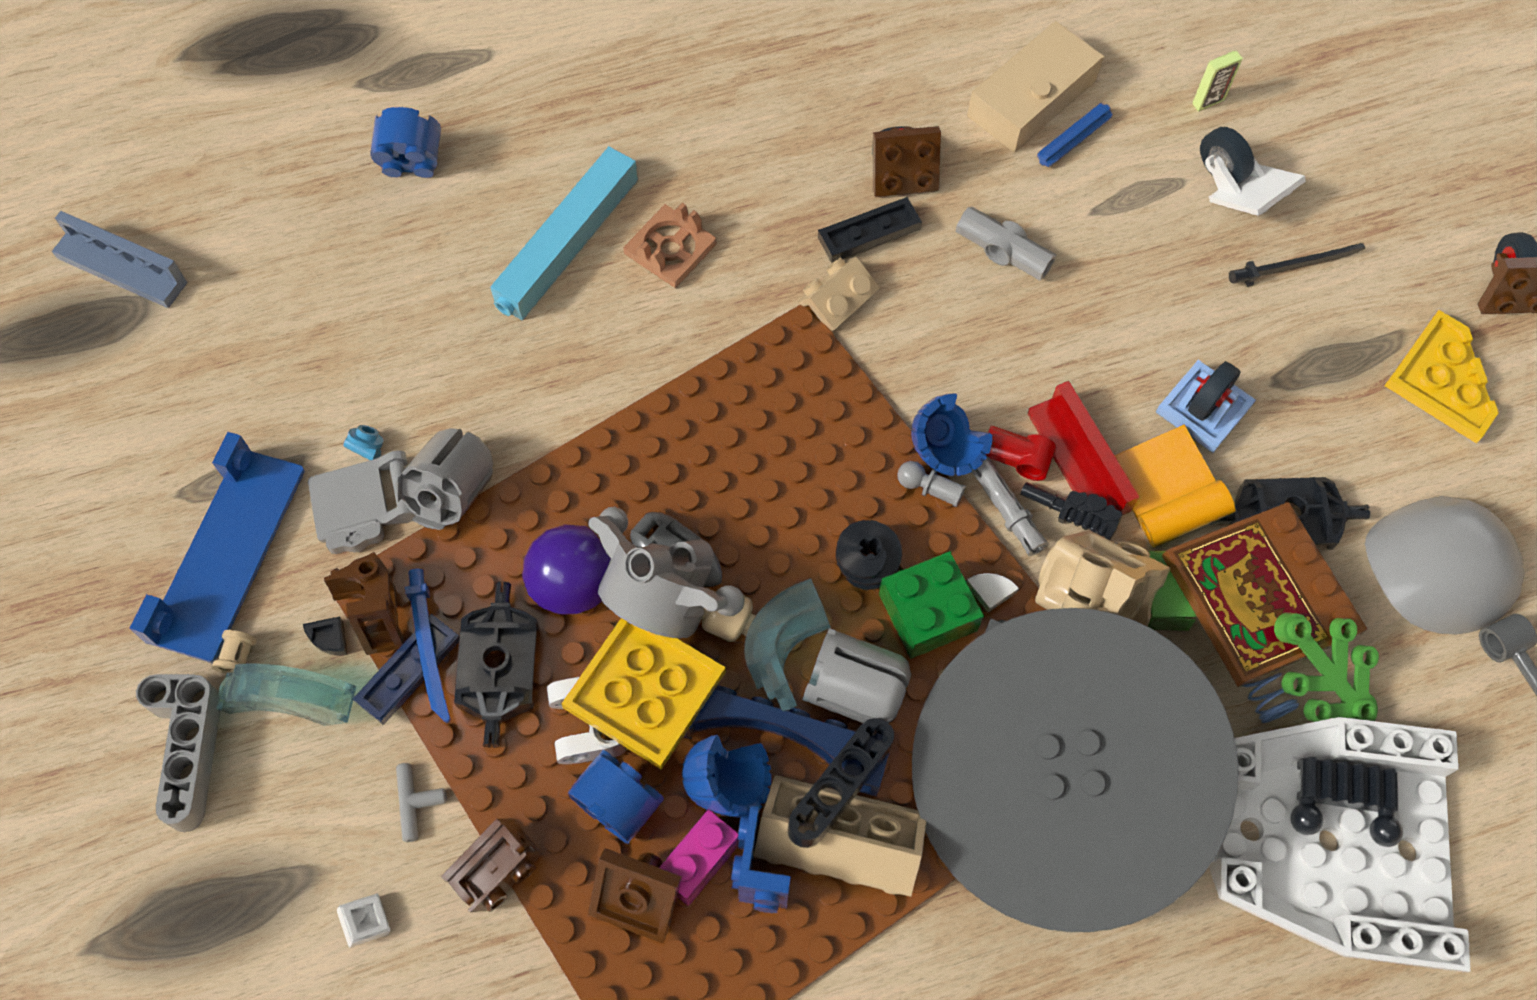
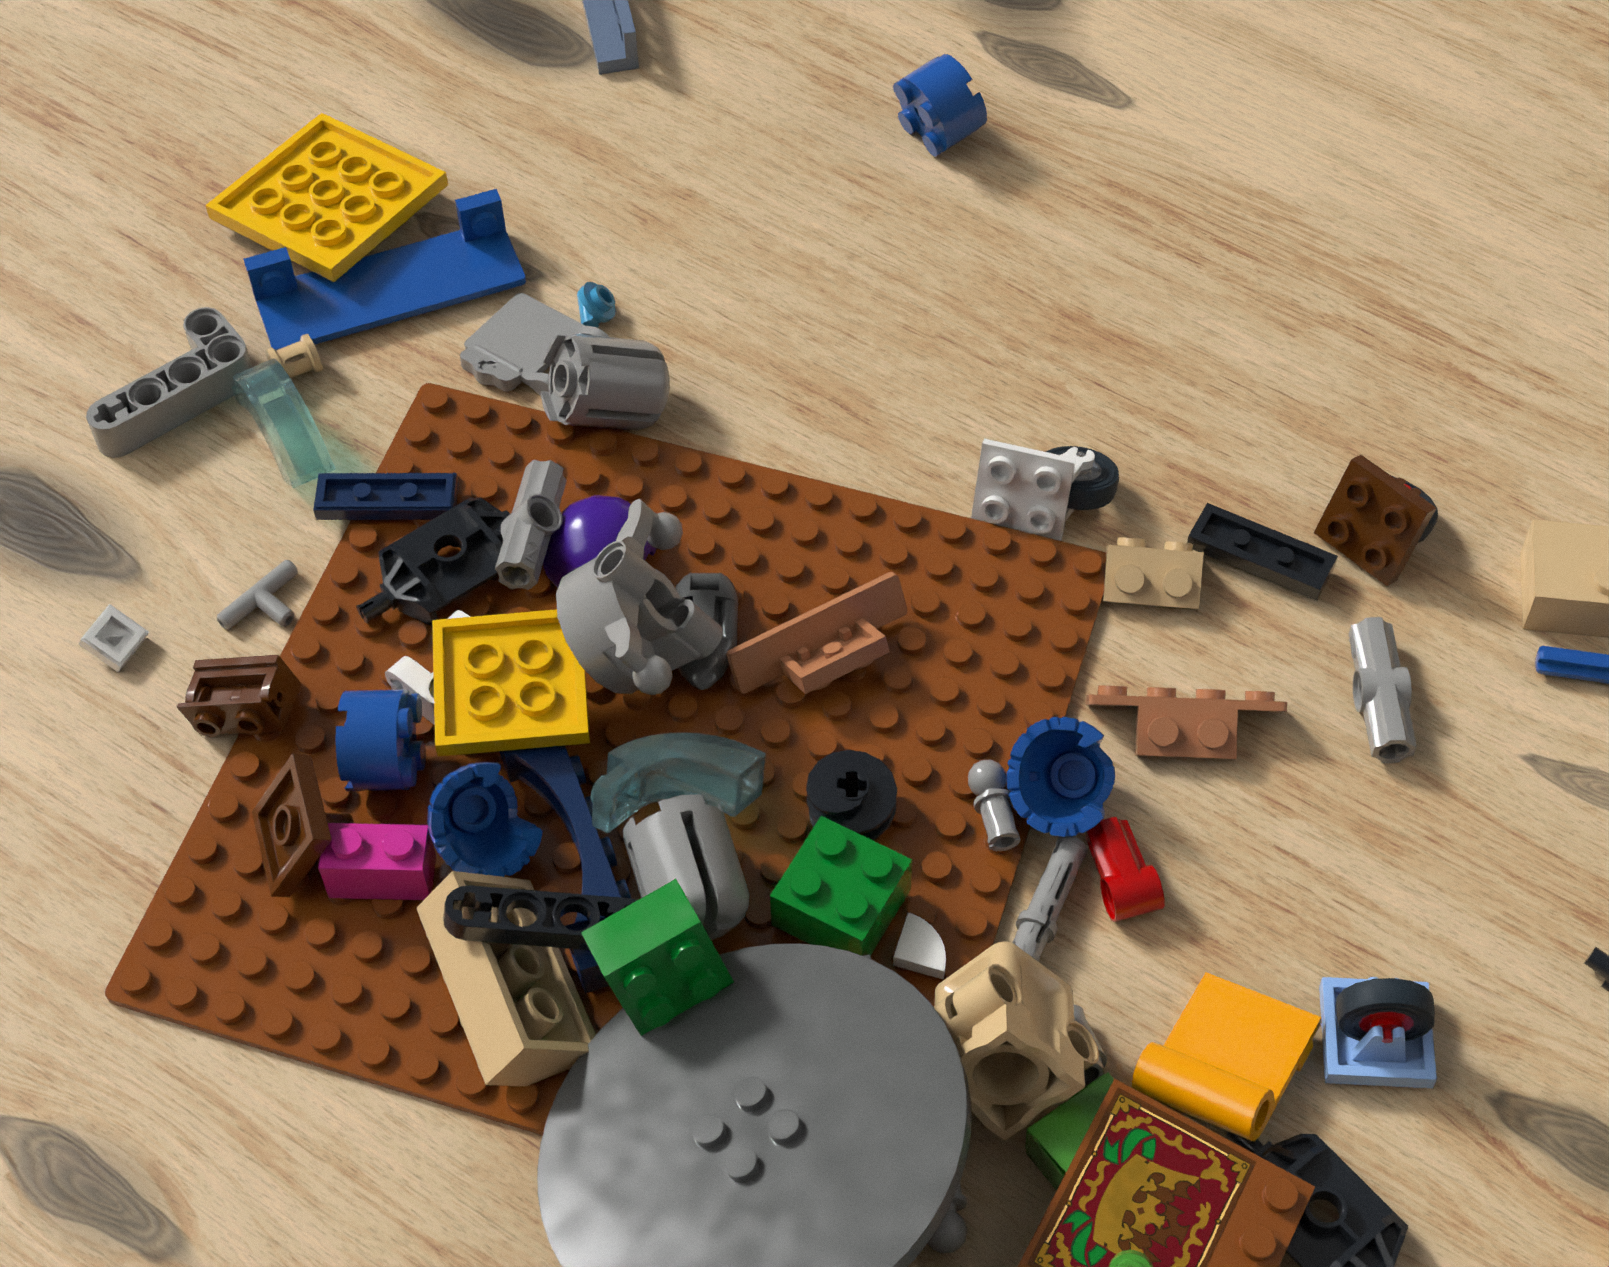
camera: 55 degrees right, 10 degrees down
(112, 540) = (327, 196): none -> yellow plate
(327, 635) = (374, 418): black tile -> none
(370, 580) = (429, 417): reddish brown tile -> none
(417, 594) = (466, 447): blue sword -> none
(527, 595) = (531, 524): none -> light grey piece
(564, 234) = (977, 296): medium azure brick -> none
(691, 224) = (1032, 422): nougat piece -> none
(729, 627) = (667, 712): tan head -> none
(739, 300) = (1040, 488): none -> white plate
(751, 492) = (822, 641): none -> nougat bracket
(762, 889) = (390, 910): blue bracket -> none
(920, 735) = (657, 957): none -> green brick
(948, 350) = (1186, 726): none -> nougat bracket
(1081, 449) = (1180, 943): red panel -> none
(1083, 511) = (1110, 984): black piece -> none

